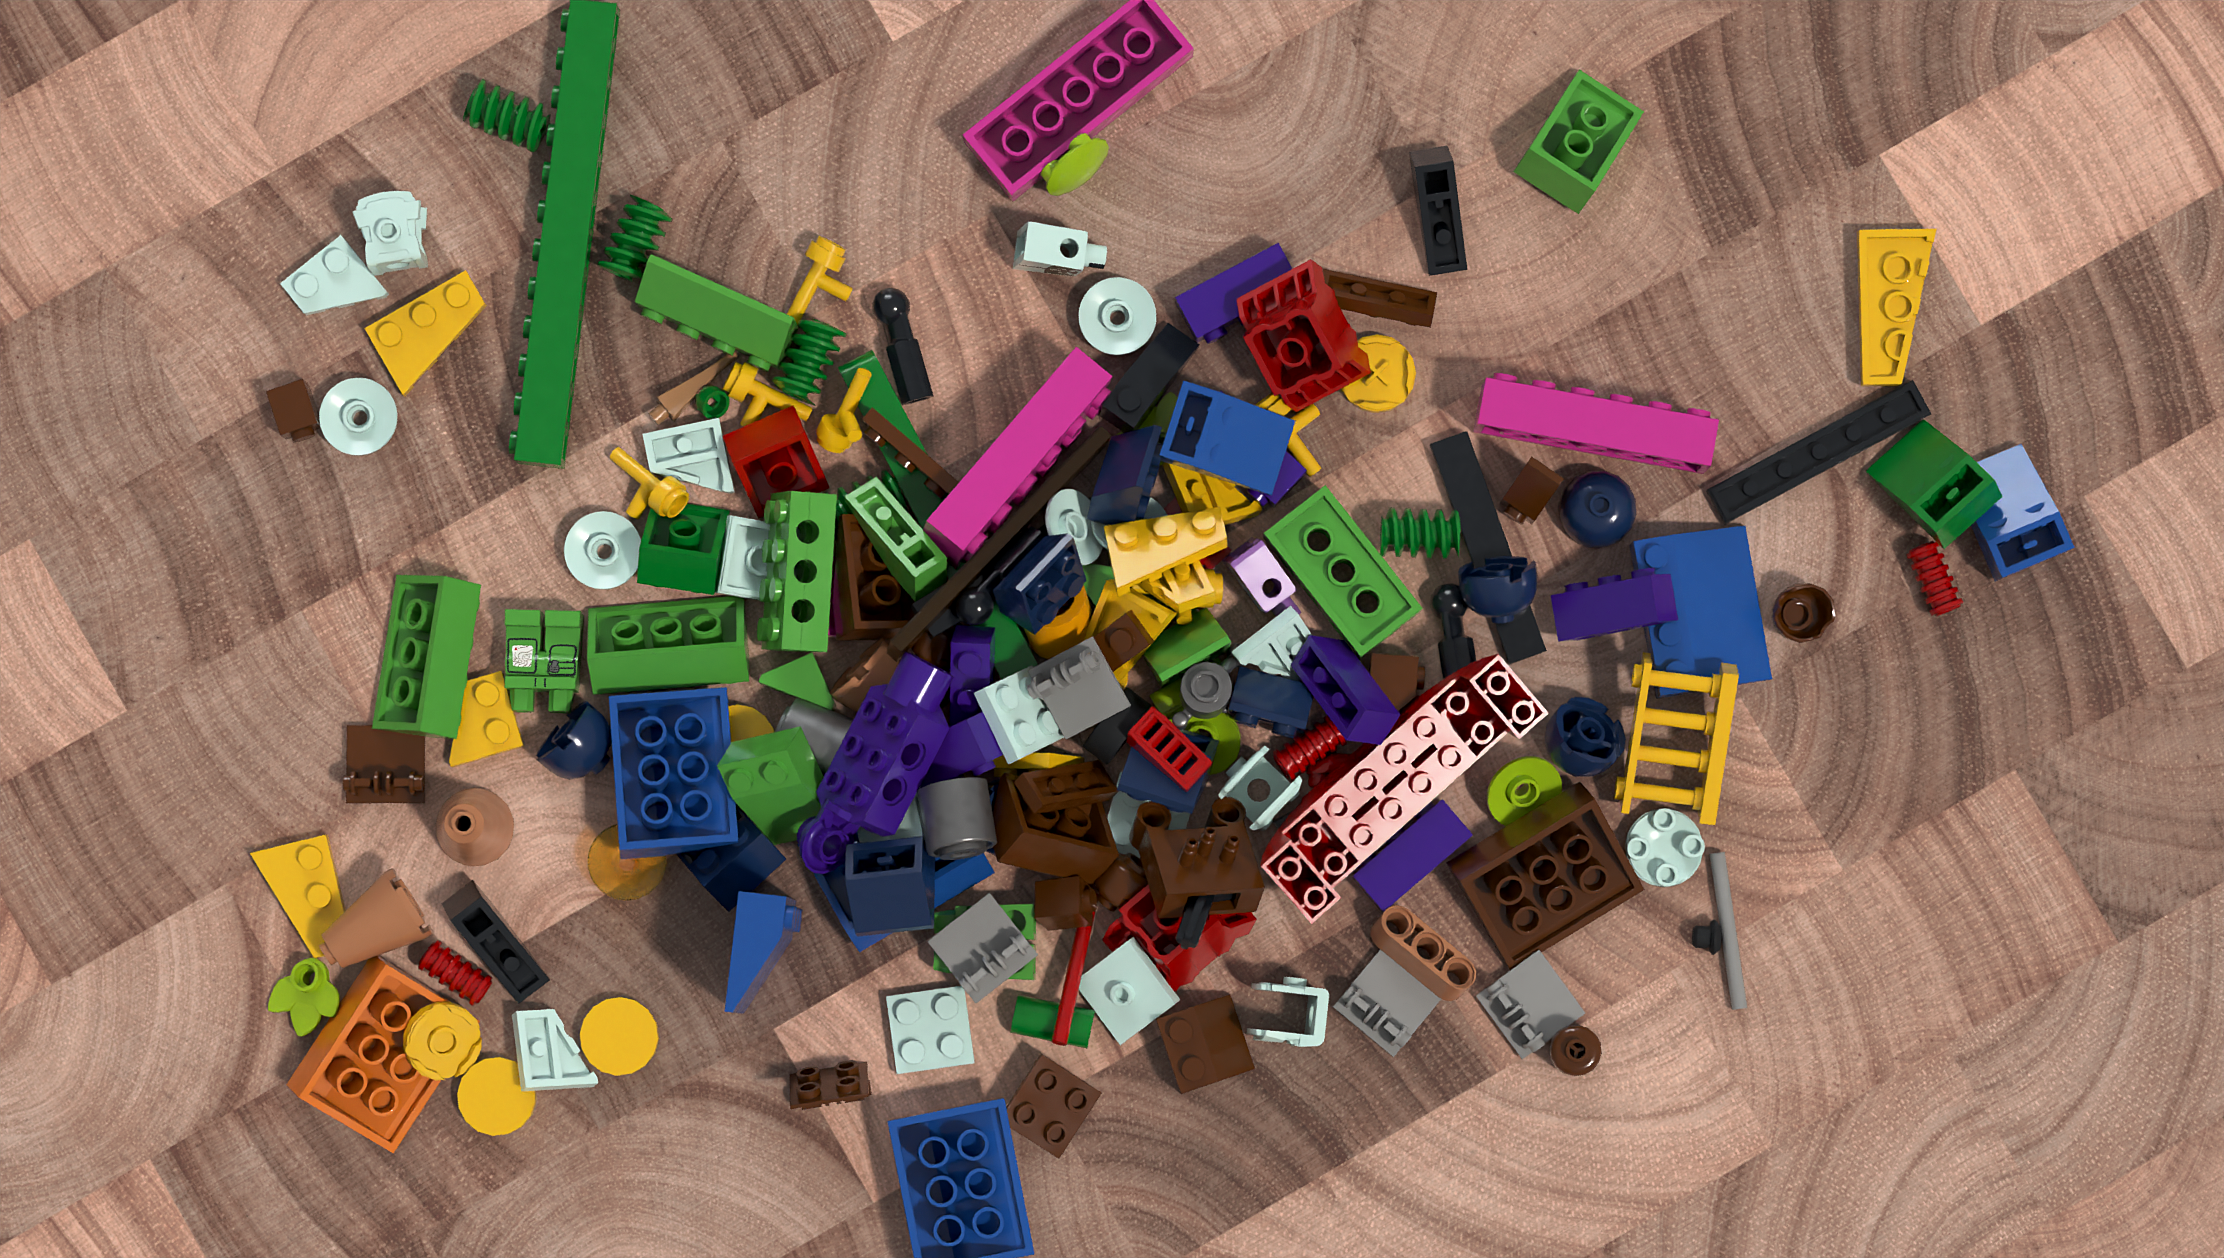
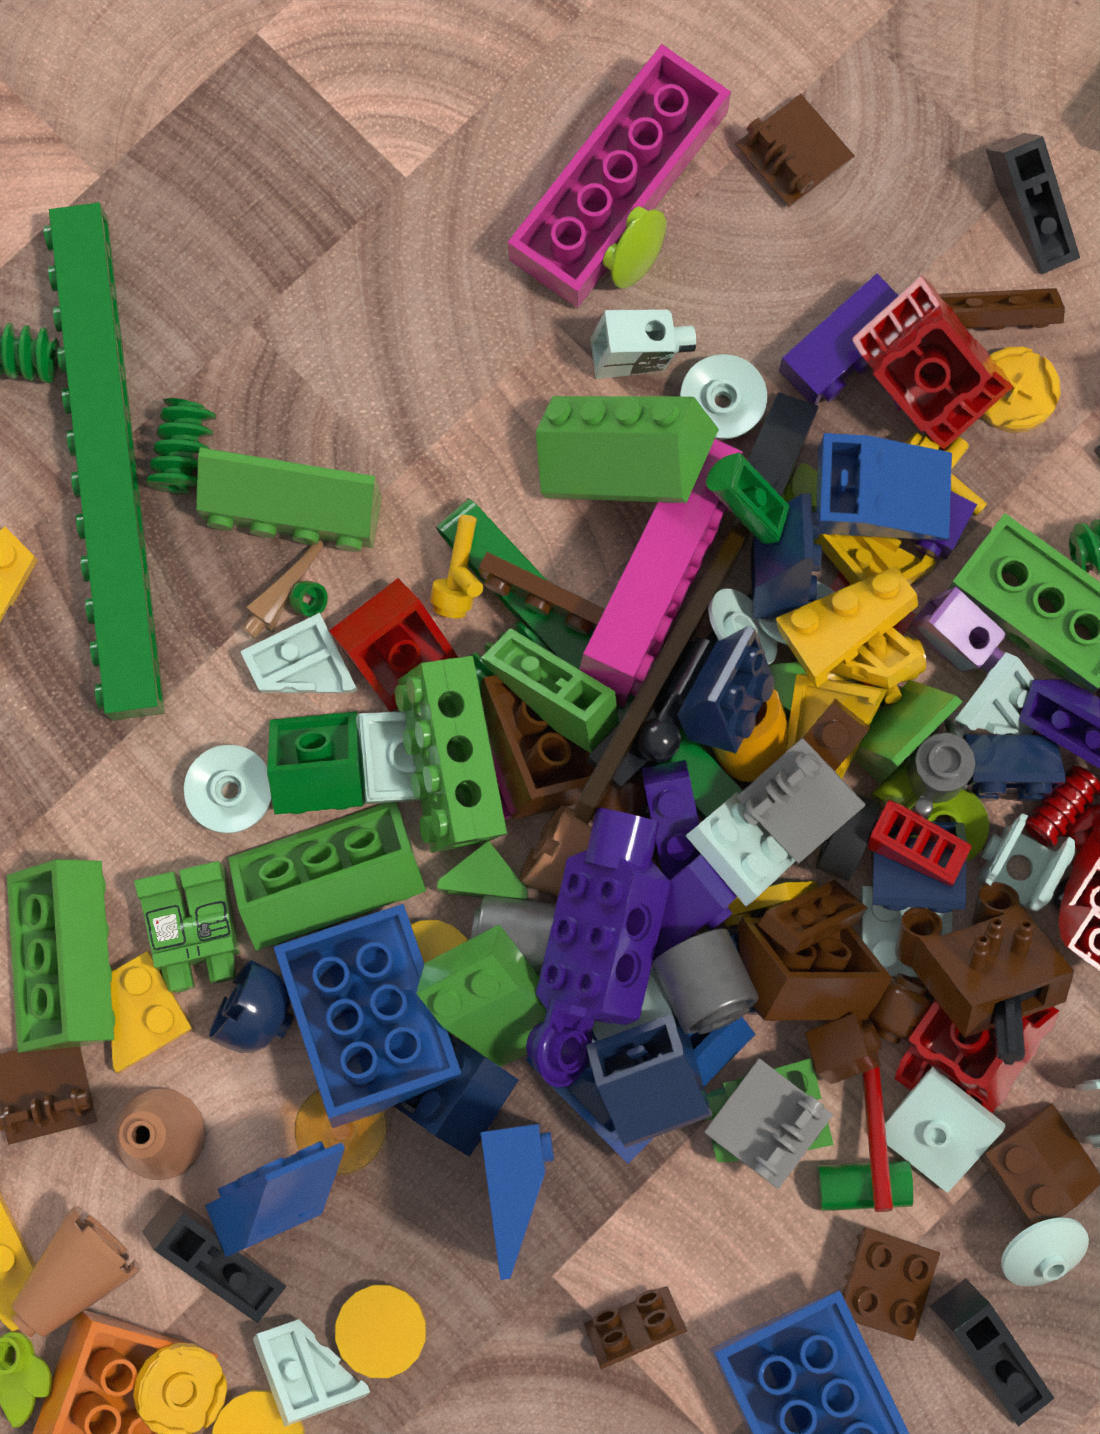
camera: 15 degrees left, 5 degrees down
(455, 972) = (176, 1307): red piece -> none
(559, 903) = (274, 1197): none -> blue slope
(664, 496) = (281, 712): yellow piece -> none
(742, 381) = (335, 568): yellow piece -> none
(807, 359) = (400, 525): green piece -> none
(825, 255) = (393, 411): yellow piece -> none
(903, 350) = (502, 491): black piece -> none
(930, 1029) = (729, 1231): light aqua plate -> none
(1010, 346) = (623, 447): none -> bright green slope
(1105, 419) = (748, 497): none -> green brick
(1120, 1183) = (992, 1351): none -> black slope
(1184, 1112) = (1044, 1252): none -> light aqua dish
(1242, 106) = (794, 150): none -> reddish brown hinge

